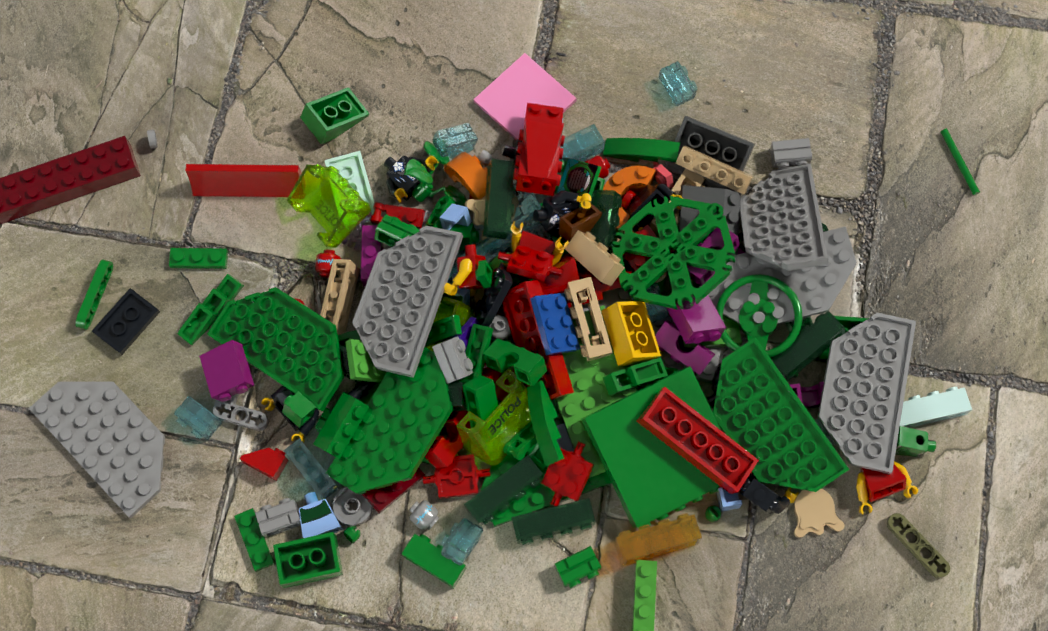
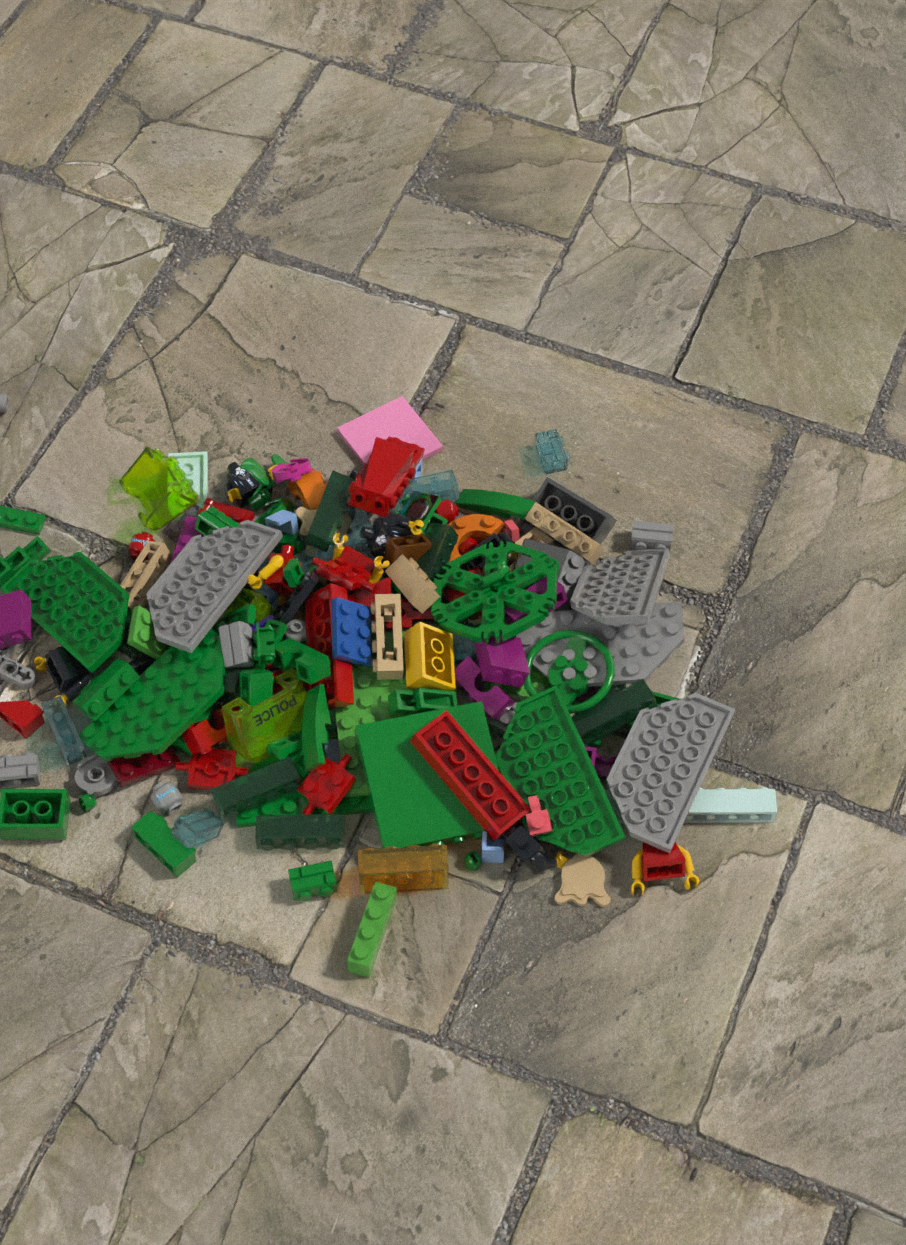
camera: 10 degrees right, 15 degrees down
(242, 180) = (79, 453): red arch -> none
(298, 409) = (67, 665): green brick -> none
(317, 517) = (57, 775): light blue torso -> none
(333, 114) = (190, 415): green slope -> none
(449, 161) = (292, 470): none -> dark pink plate
(455, 140) = (315, 453): clear light blue brick -> none
(480, 361) = (263, 636): none -> green hinge
(677, 231) = (502, 570): none -> green arm
(766, 468) = (538, 820): none -> coral plate
(913, 442) = (701, 831): green torso -> none
(920, 543) = (686, 936): olive beam -> none
(960, 162) = (831, 580): green bar -> none

